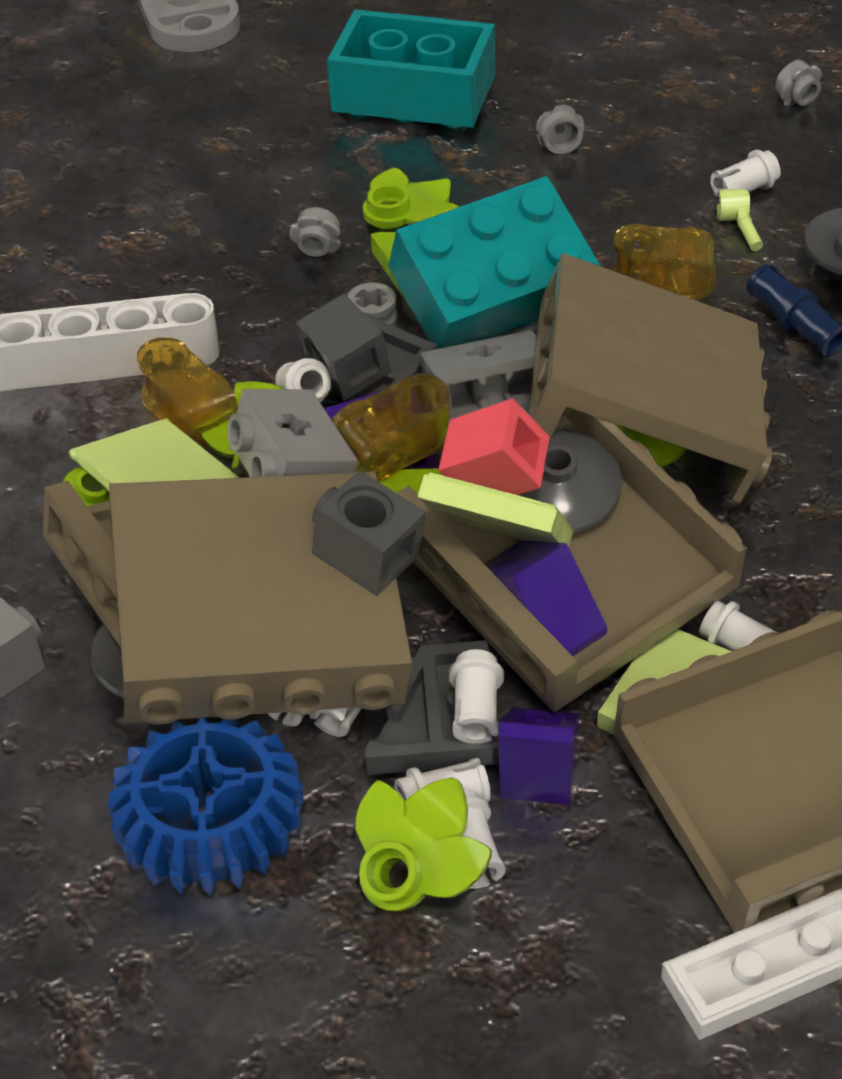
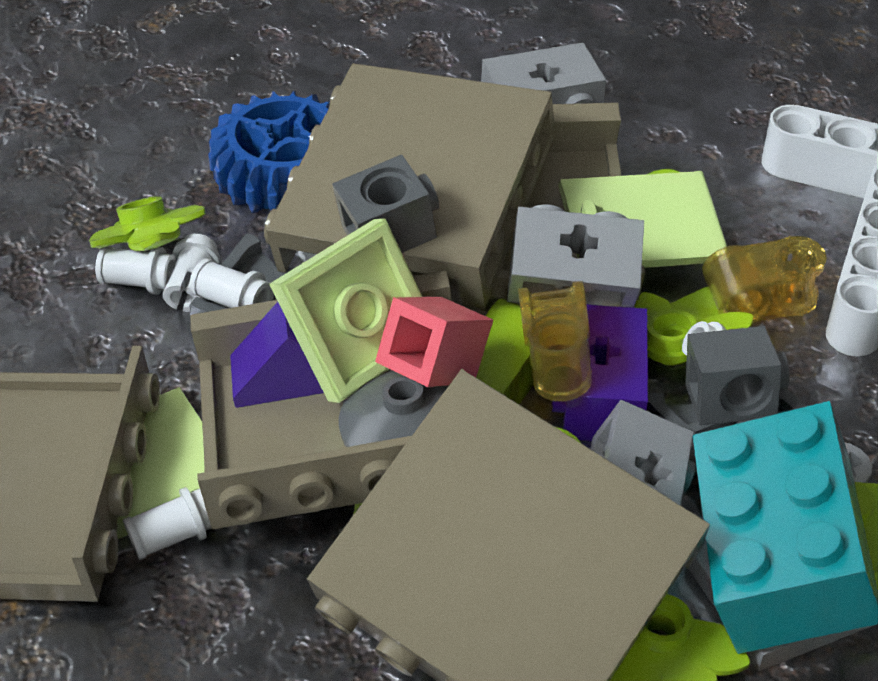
camera: 115 degrees right, 0 degrees up
(537, 755) = (157, 317): dark purple slope -> none

